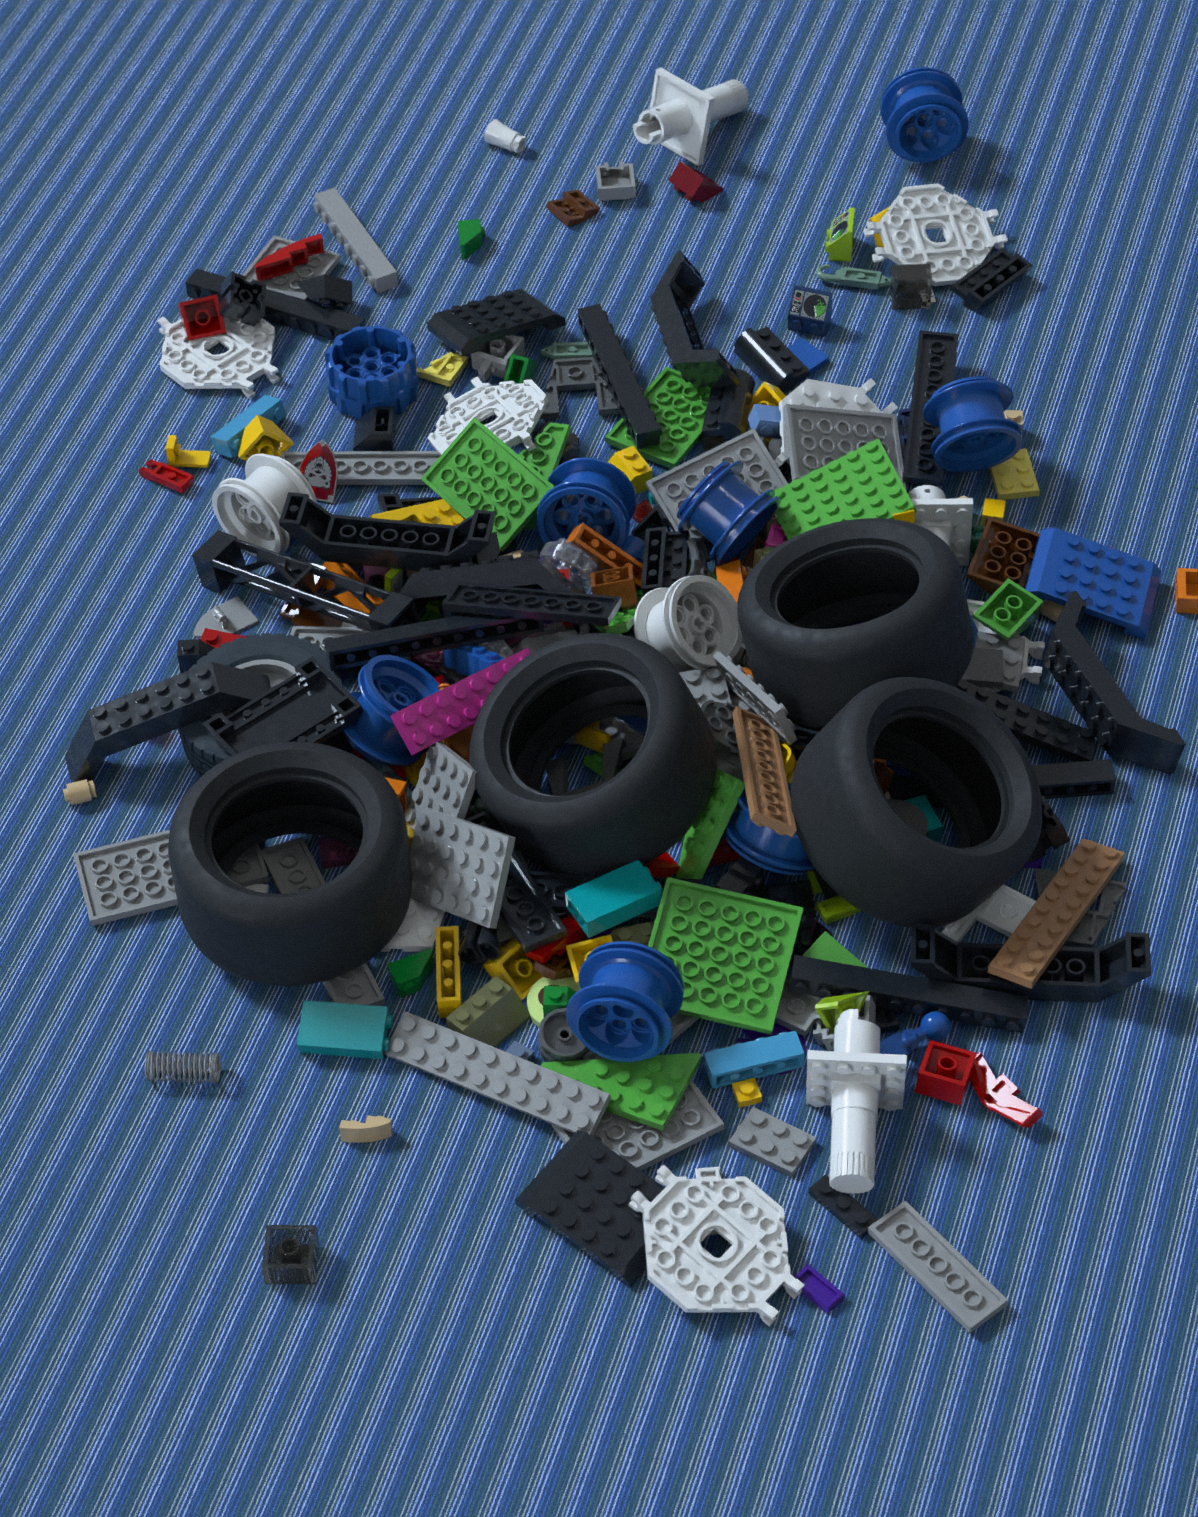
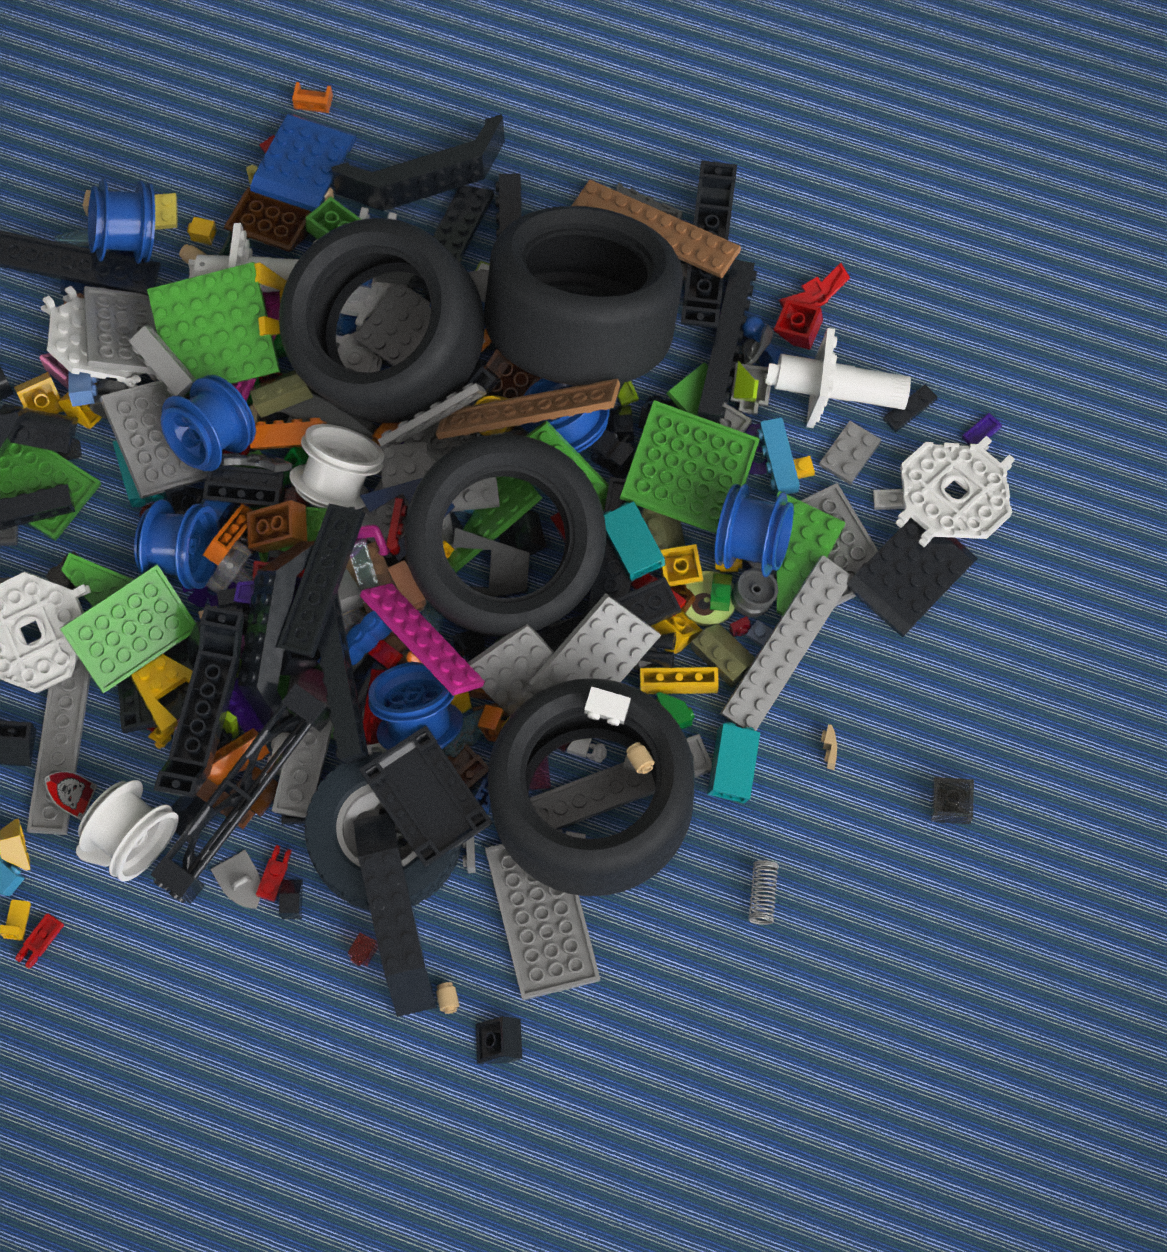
camera: 85 degrees left, 20 degrees up
(27, 840) = (499, 1040): none -> black slope
(295, 861) = (640, 758): none -> tan brick
(358, 826) = (607, 706): none -> white brick
(522, 1031) = (740, 627): none -> dark red plate
(634, 467) = (105, 523): yellow slope -> none
(799, 466) = (162, 361): none -> light grey brick
(900, 1021) = (752, 350): none -> dark grey animal
(937, 1266) = (966, 349): light grey plate -> none

